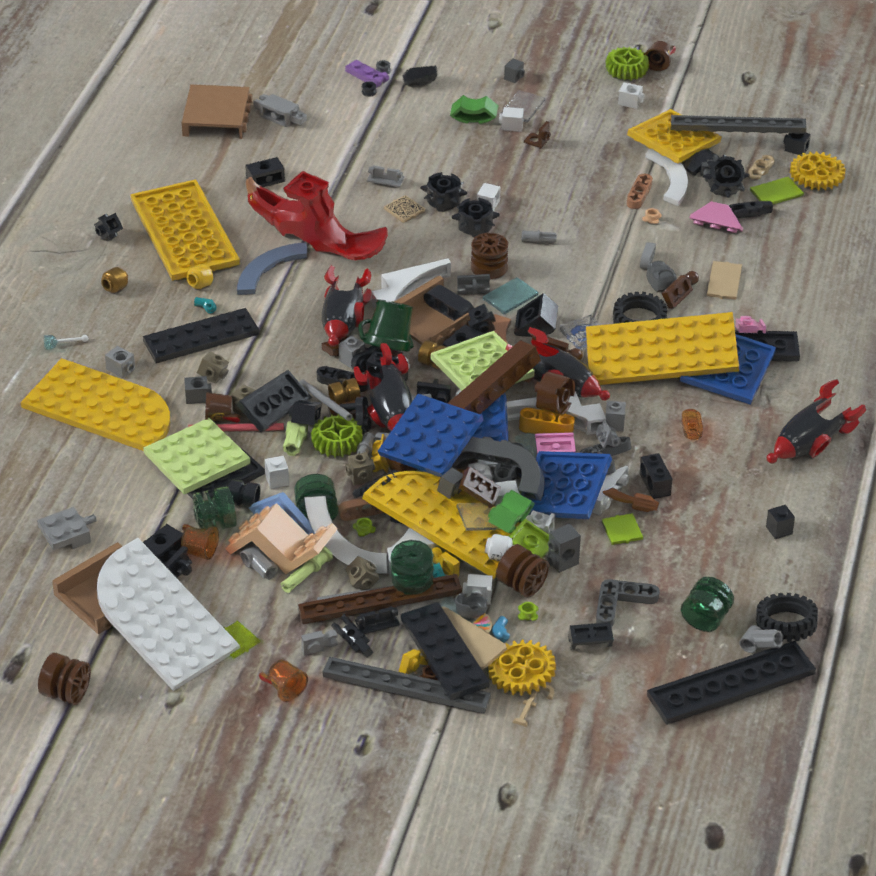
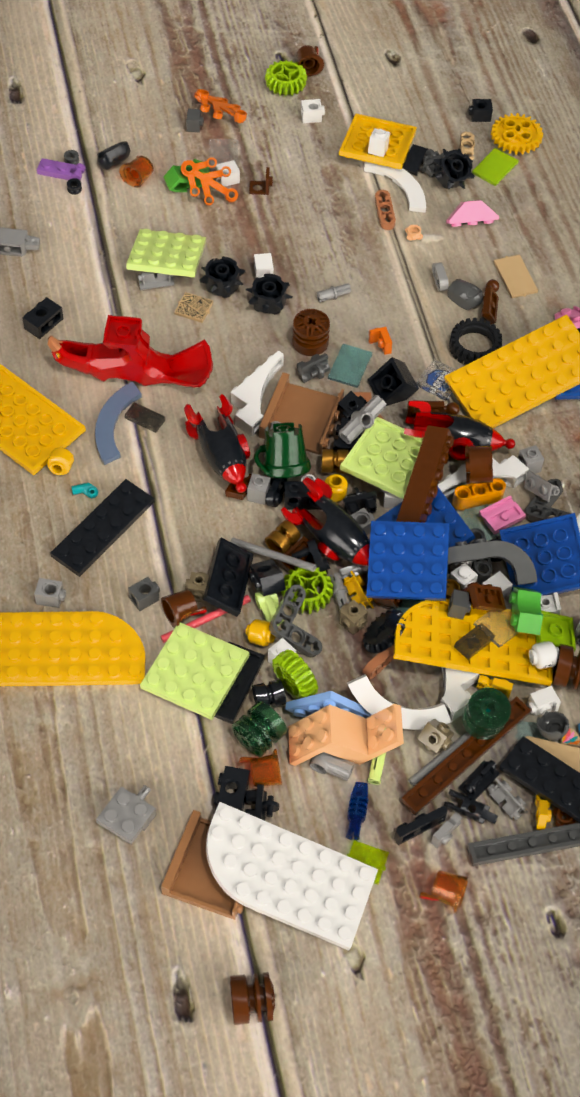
camera: 30 degrees left, 15 degrees up
(213, 367) = (145, 562): dark tan brick -> none
(255, 599) = (357, 810): none -> clear blue hinge
(270, 477) = (295, 674): none -> lime gear
(271, 448) = (259, 633): none -> yellow head
(295, 449) = (288, 626): none -> dark grey beam
(295, 628) = (421, 824): none -> black hinge
(297, 272) = (145, 417): none -> clear smoke plate
(315, 486) = (339, 669): clear green wheel -> none
(325, 376) = (252, 517): black beam -> none
(364, 526) = (397, 674): lime plate -> none
(389, 639) = (502, 792): none -> light grey hinge
(408, 158) = (166, 253): none -> yellowish green plate
(419, 371) = (339, 486): none -> yellow head
(430, 92) = (136, 171): none -> clear orange hat
(443, 513) = (474, 641): none -> clear smoke plate
(447, 302) = (309, 398): black beam -> none
(466, 330) = (356, 425): none -> light grey piece
(485, 115) = (207, 179): none -> orange plant
(552, 67) = (219, 103): none -> orange plant
(552, 281) = (382, 337): none -> orange bracket
(666, 132) = (378, 142): none -> white brick
(738, 124) = (431, 110): dark grey plate -> none
(751, 209) = (491, 193): black hinge -> none

